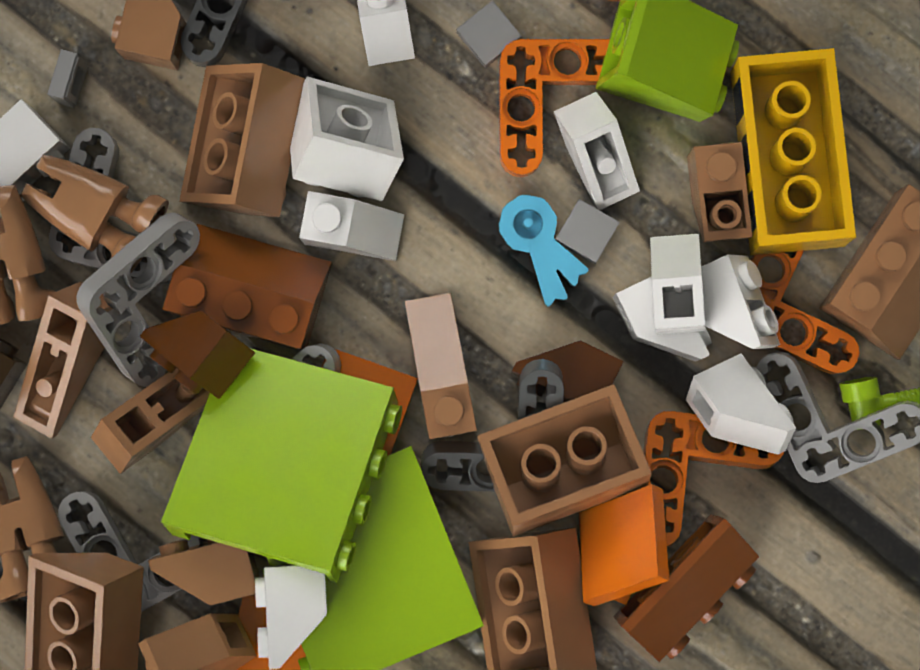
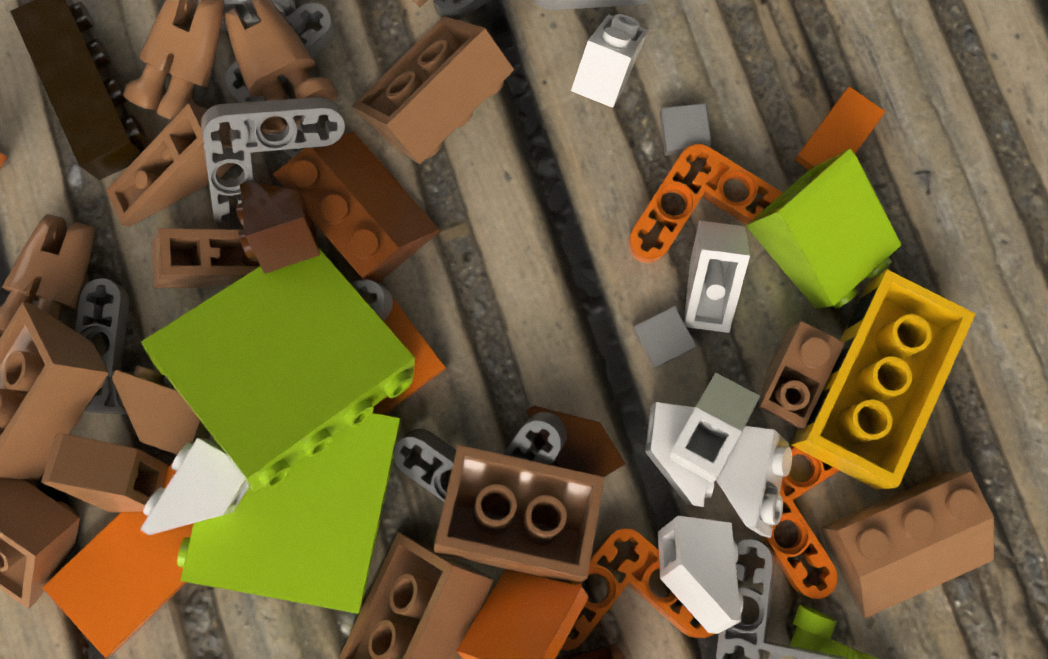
camera: 30 degrees right, 5 degrees down
(345, 140) = (512, 136): white slope -> none
(351, 226) = (472, 208): white slope -> none
(440, 366) = (468, 371): slope -> none
(530, 227) = (618, 303): medium azure piece -> none

